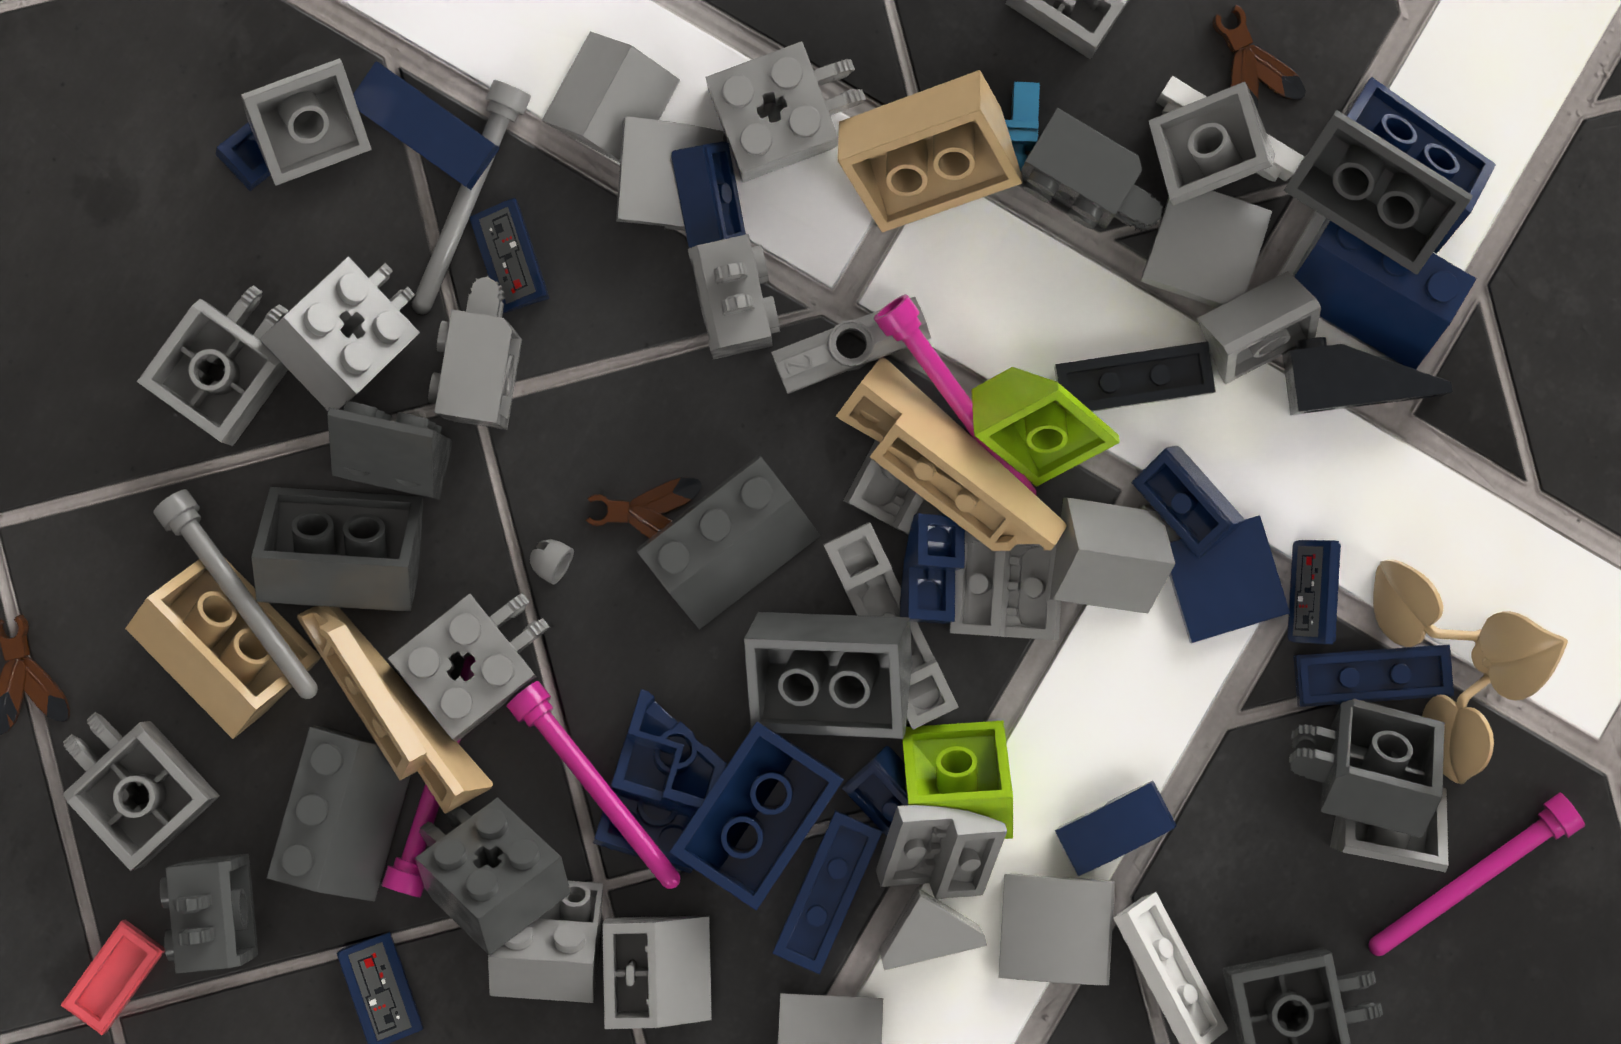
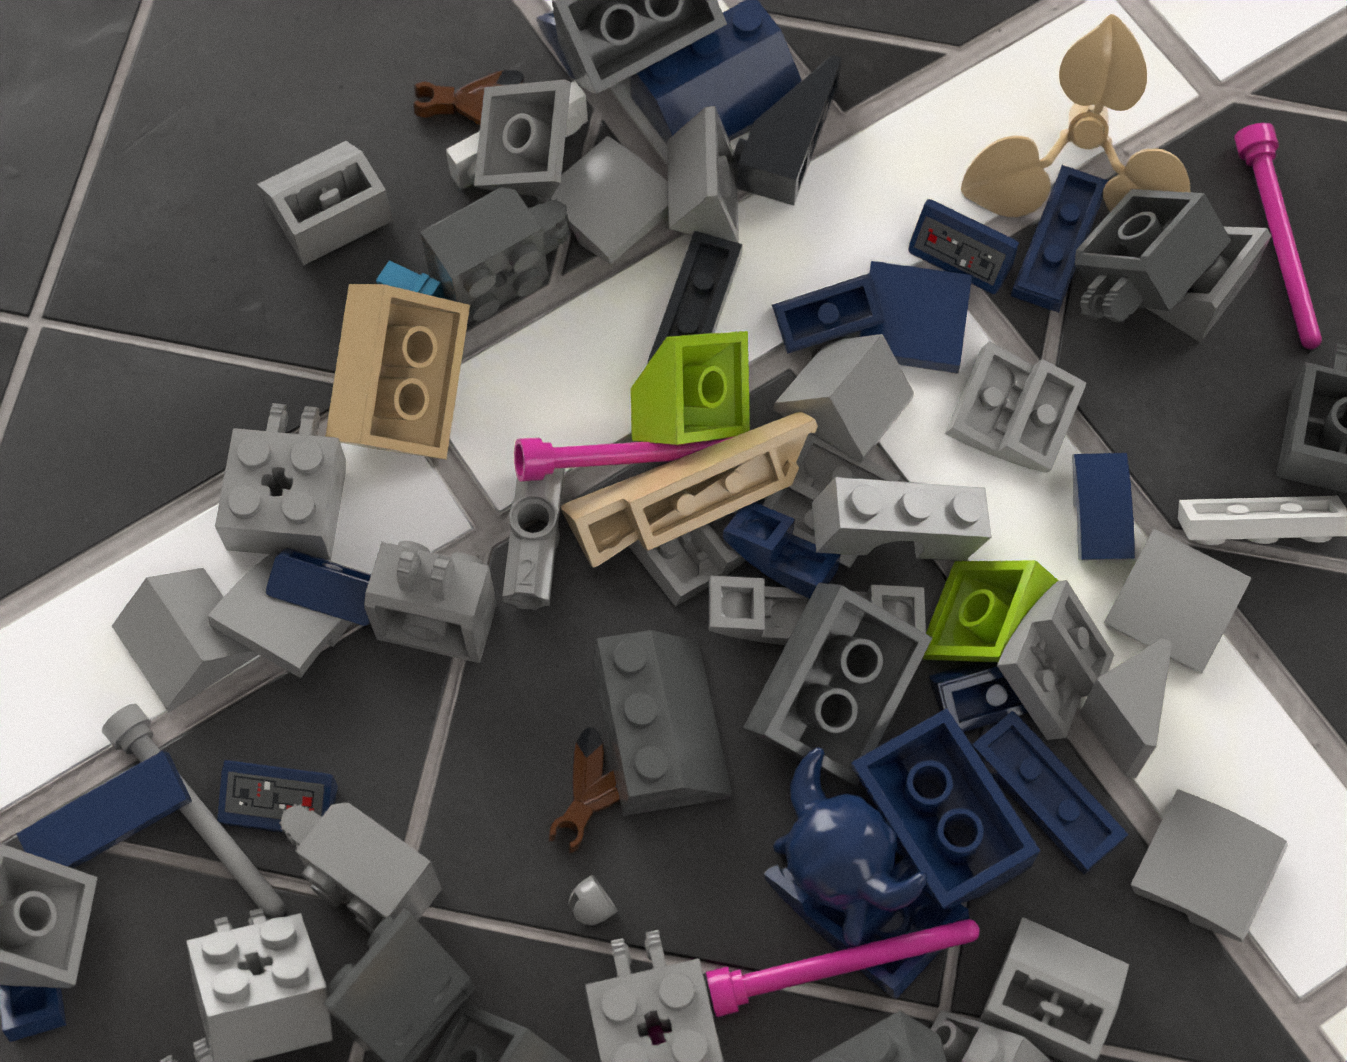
camera: 65 degrees left, 20 degrees down
(679, 747) = (843, 851): none -> dark blue piece
(1004, 661) = (865, 513): none -> light grey arch
(1177, 710) = (1016, 408): none -> light grey slope

